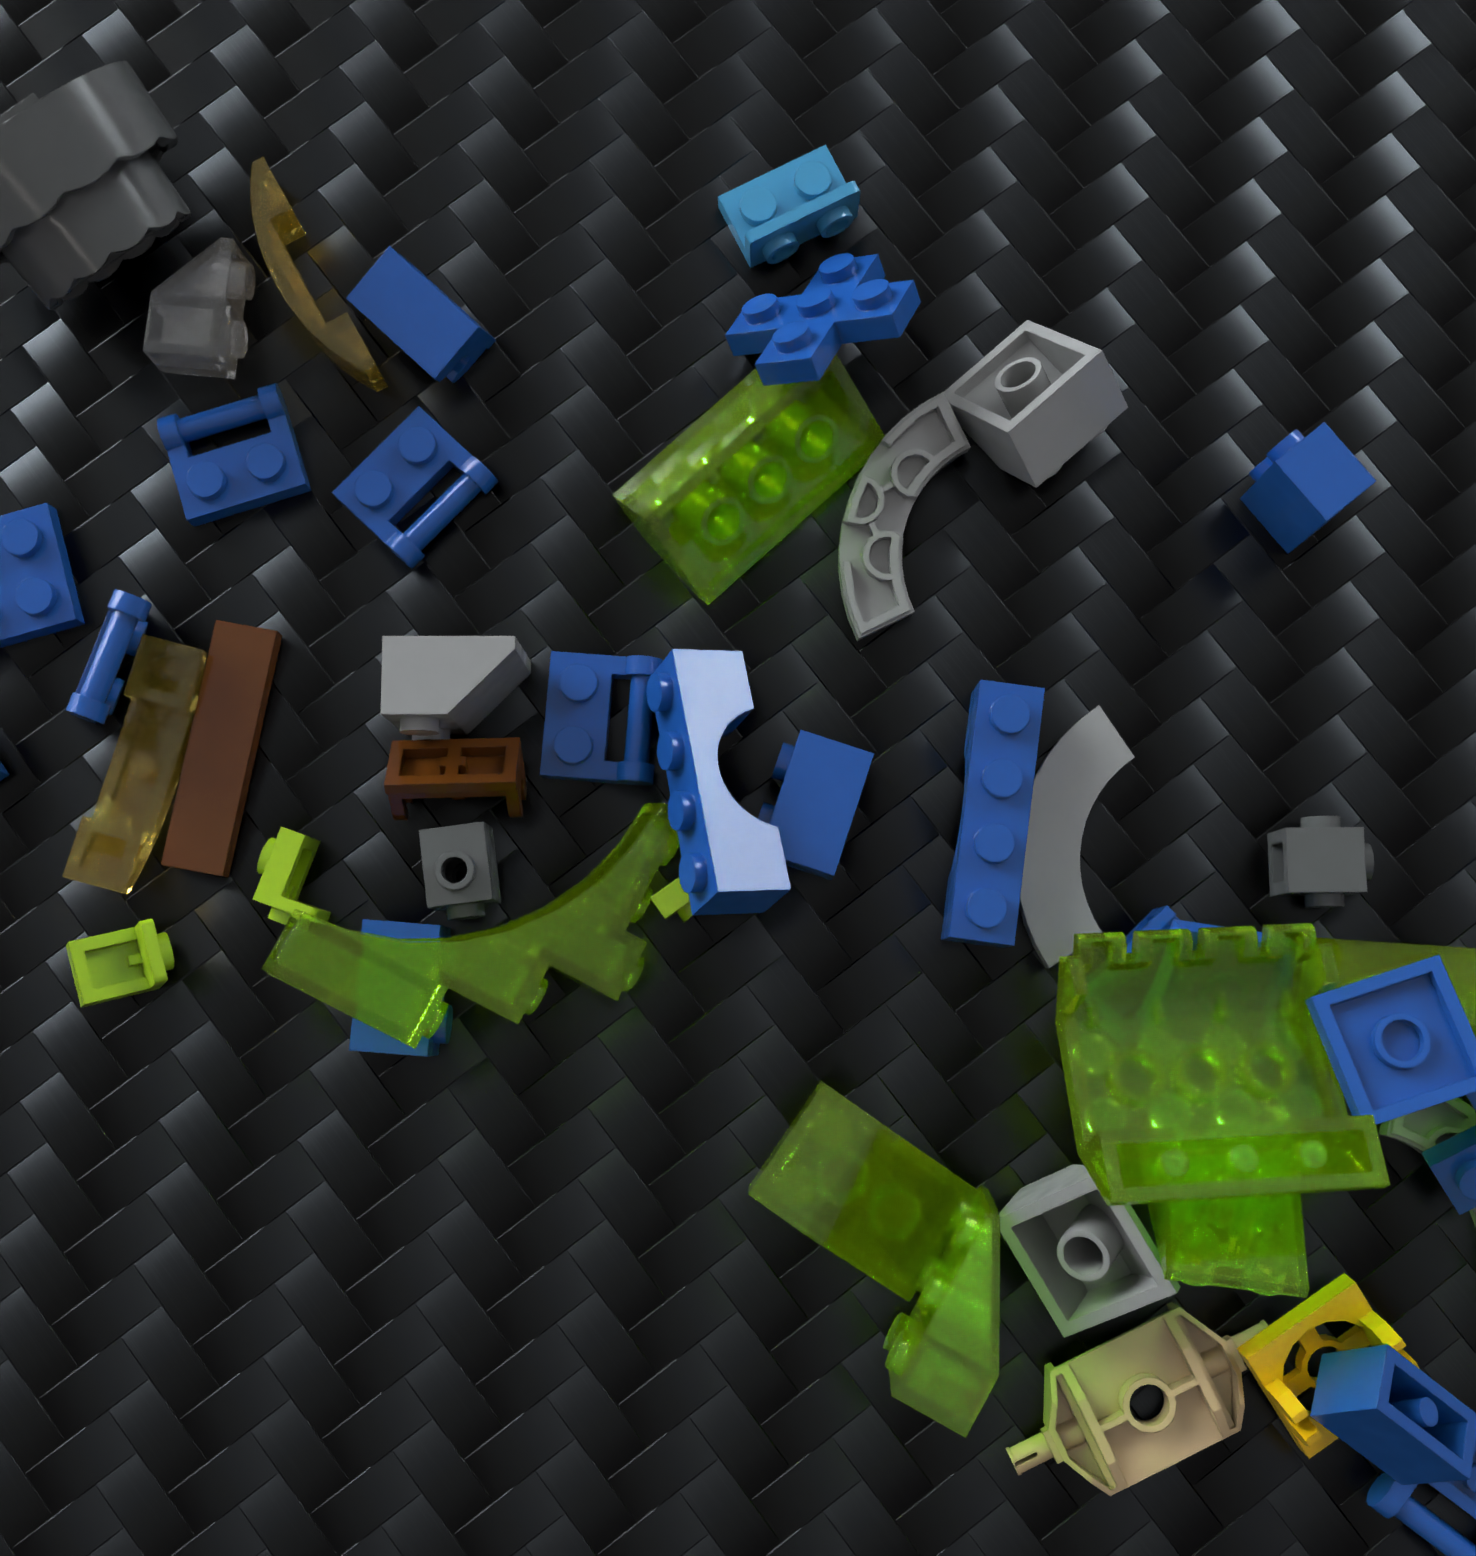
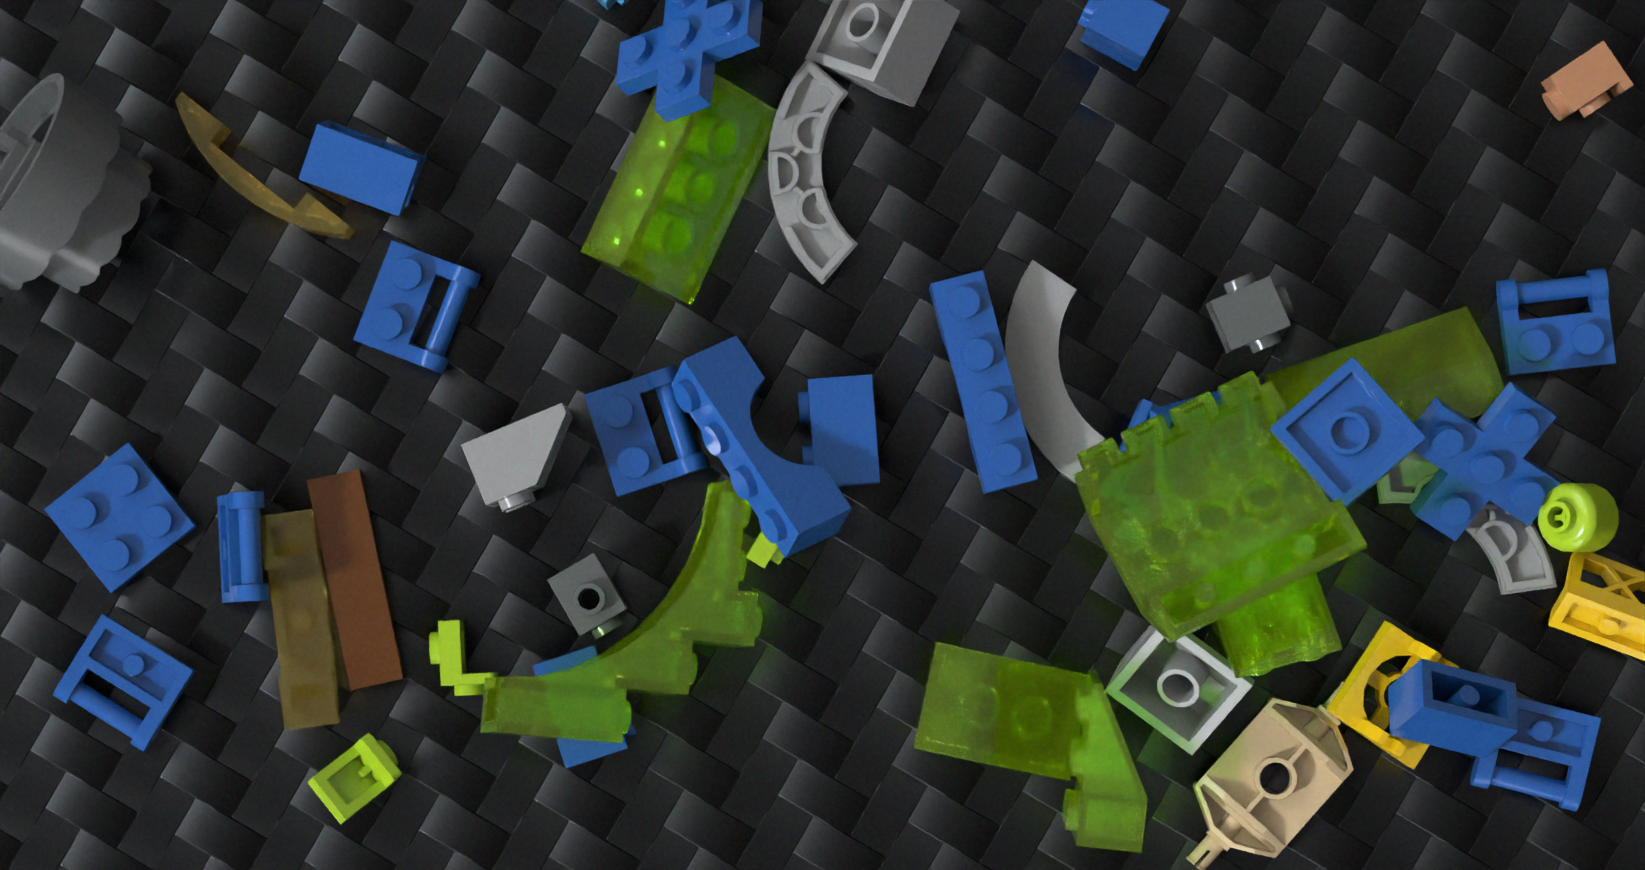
camera: 25 degrees left, 5 degrees up
(199, 312) = (182, 239): clear slope -> none
(240, 473) = (270, 353): blue plate -> none
(455, 771) = (553, 522): reddish brown hinge -> none

